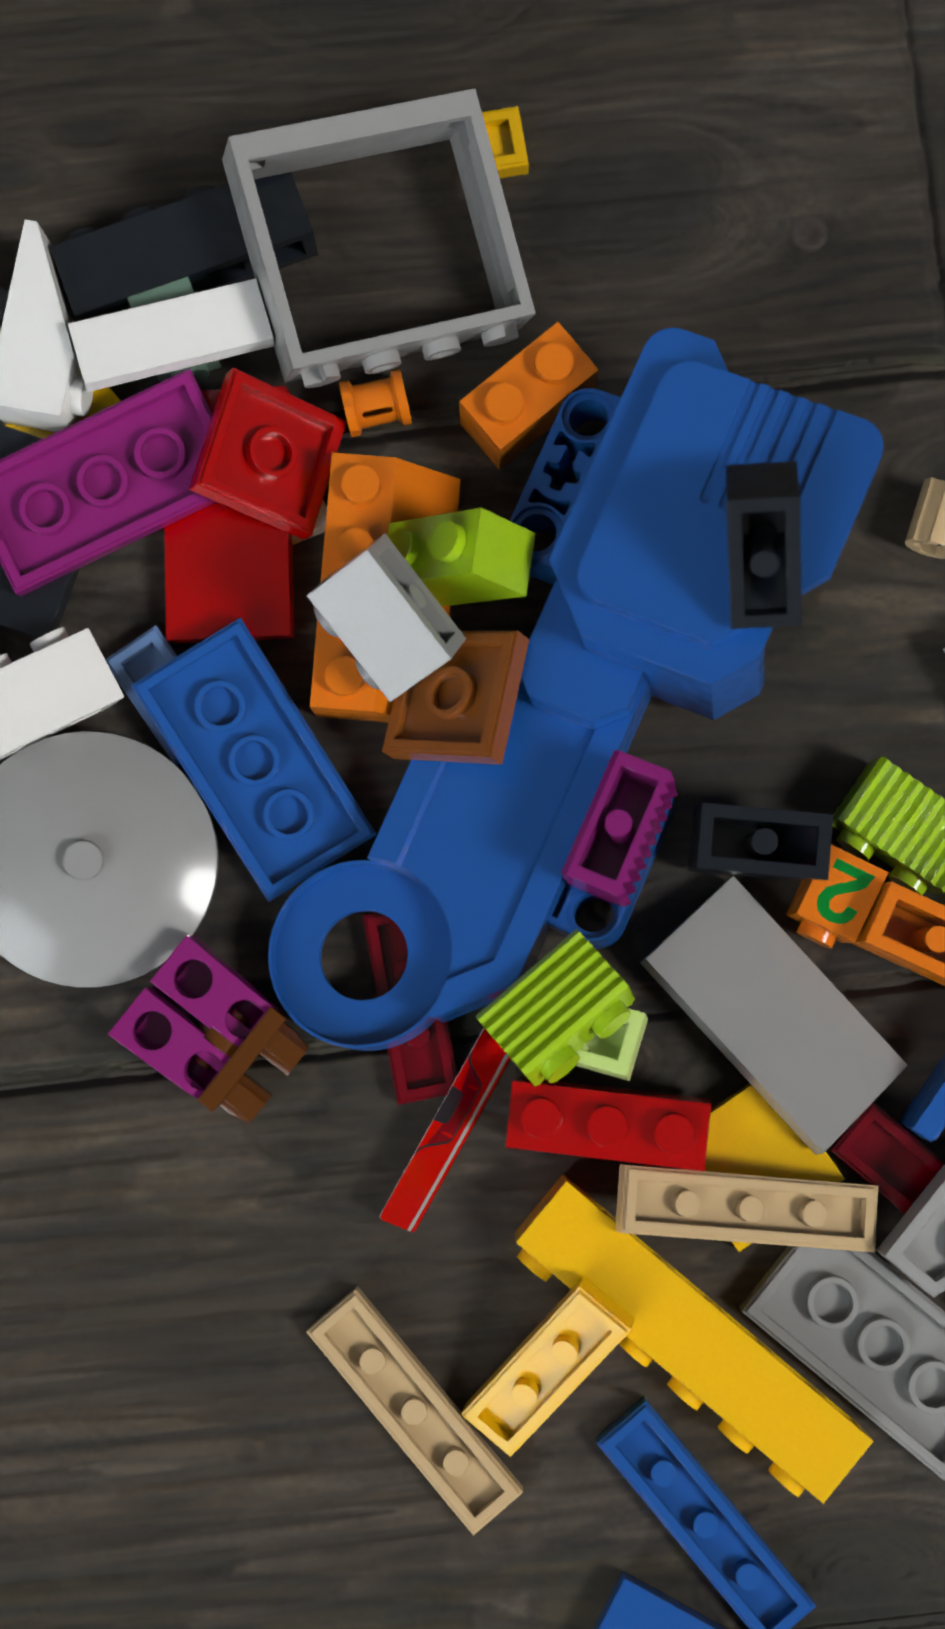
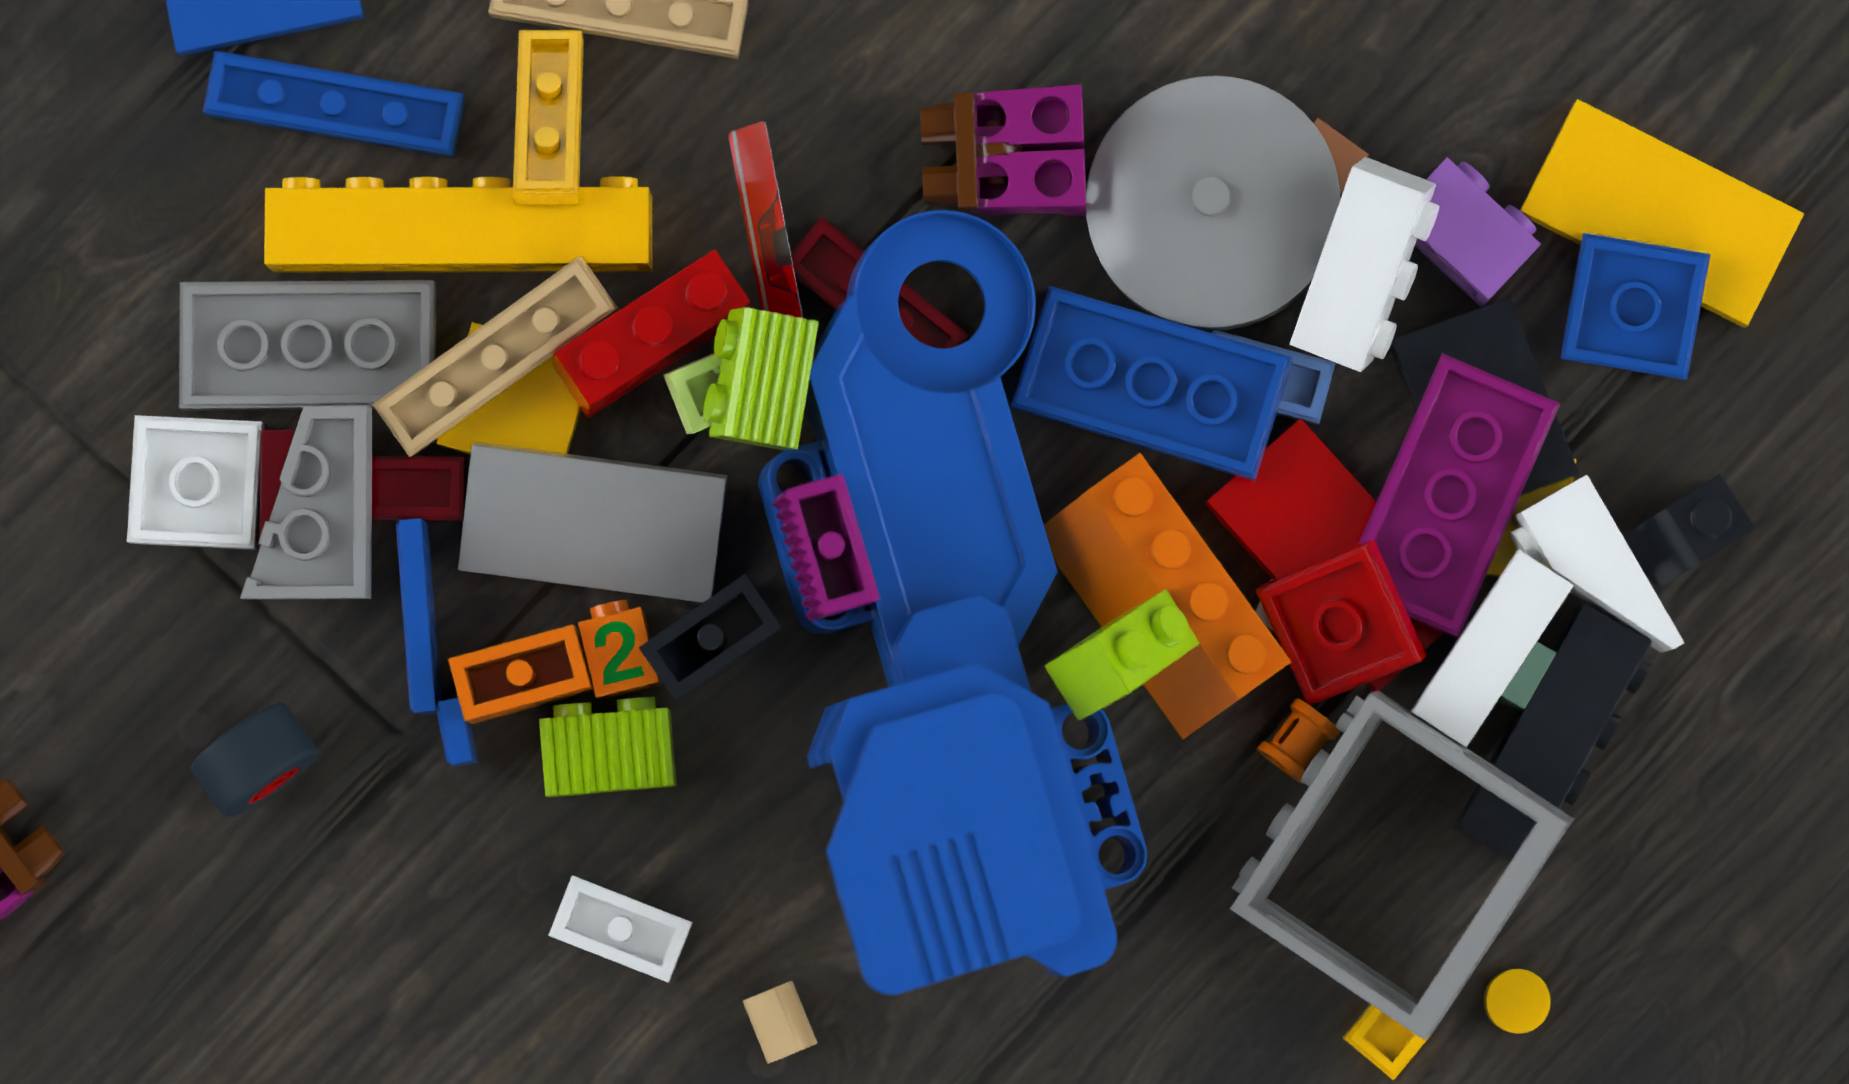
camera: 140 degrees right, 0 degrees up
(377, 83) = (1517, 1000): none -> yellow tile
(386, 618) = (1133, 558): brick -> none
(463, 705) = (1035, 550): dark orange tile -> none
(526, 395) = (1183, 843): orange brick -> none
(764, 544) = (896, 825): black slope -> none

